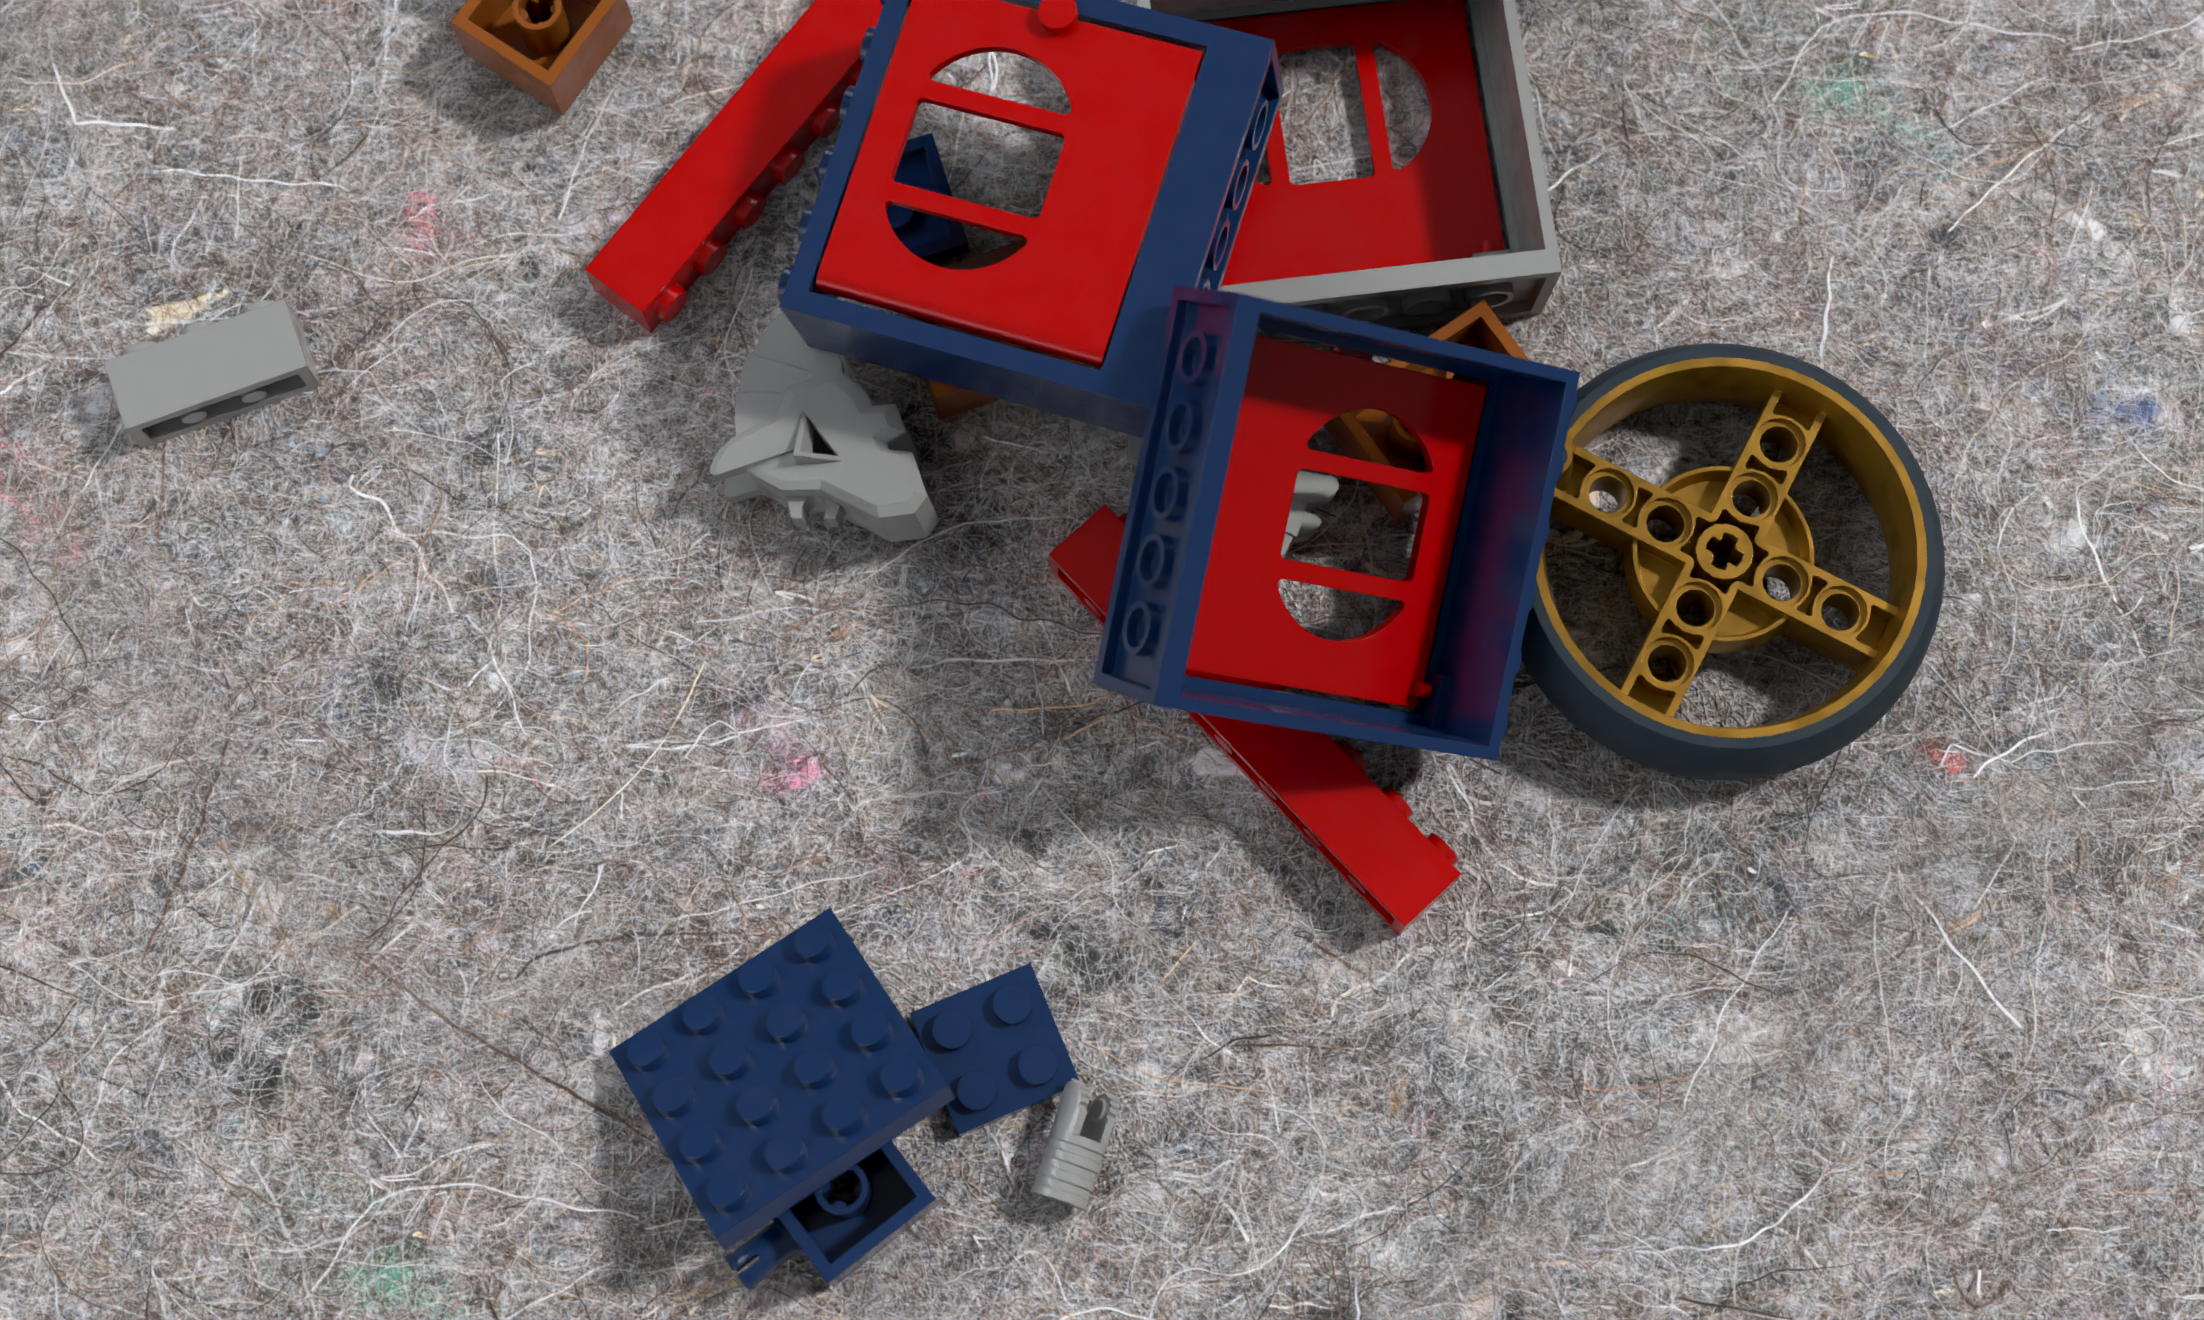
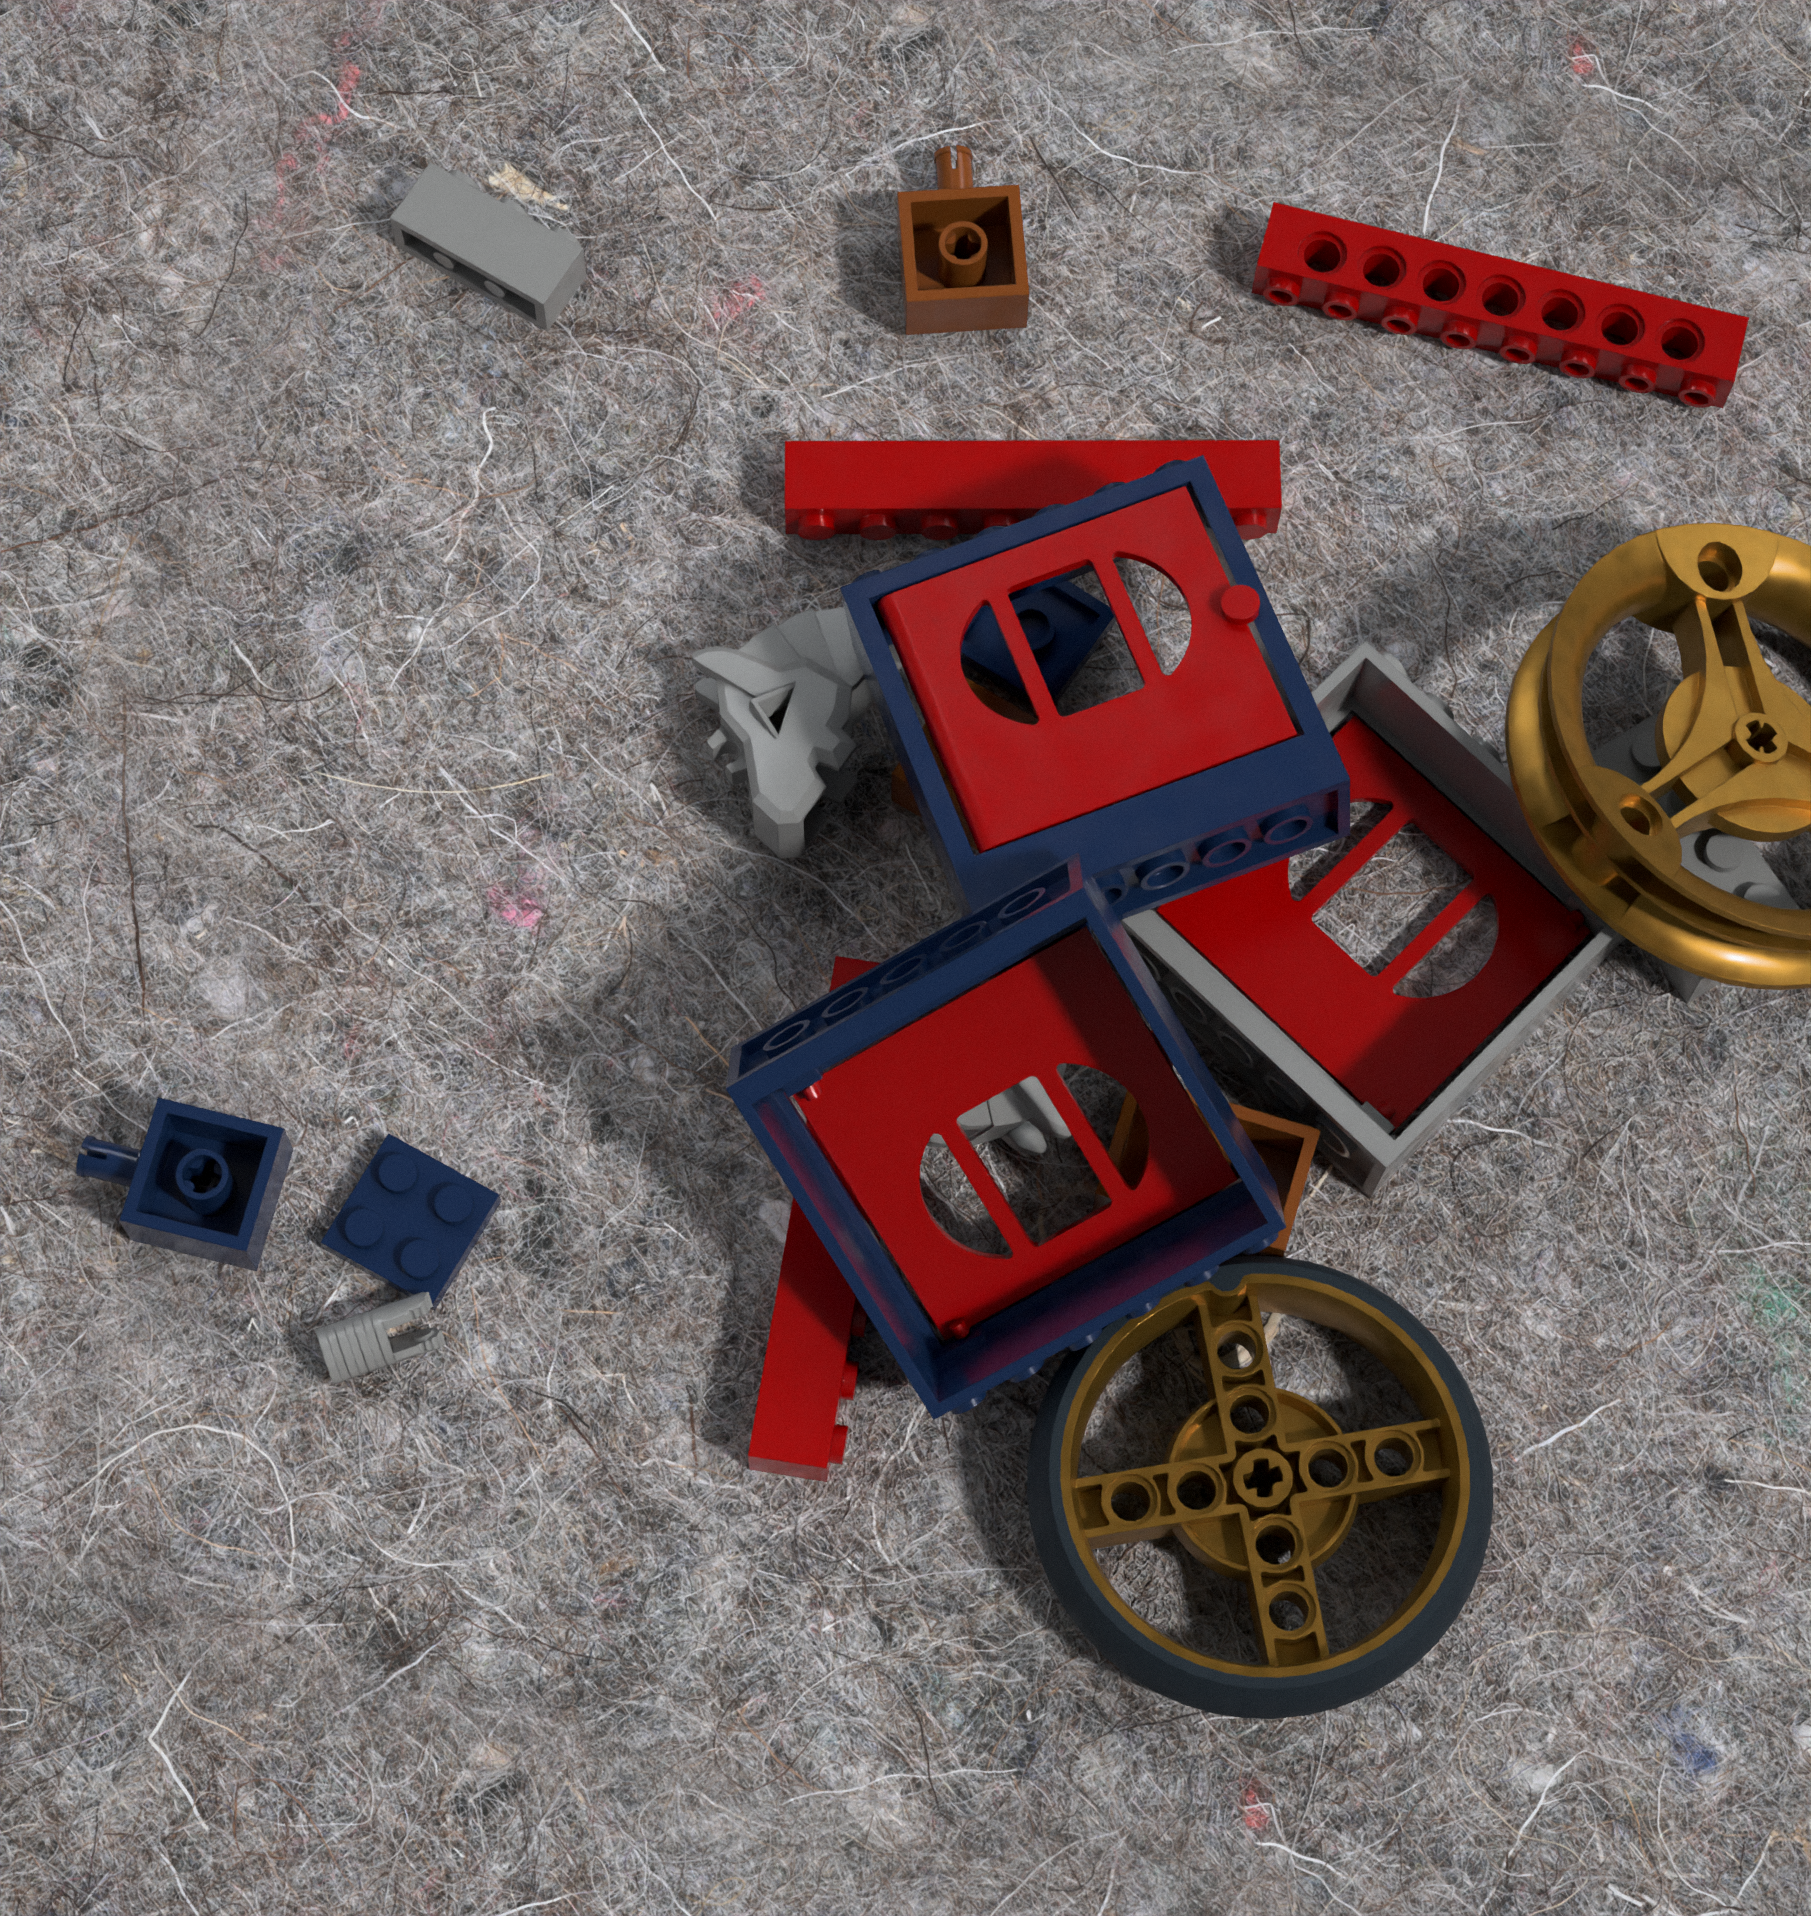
camera: 50 degrees right, 5 degrees down
(780, 1078) = (256, 1067): dark blue plate -> none

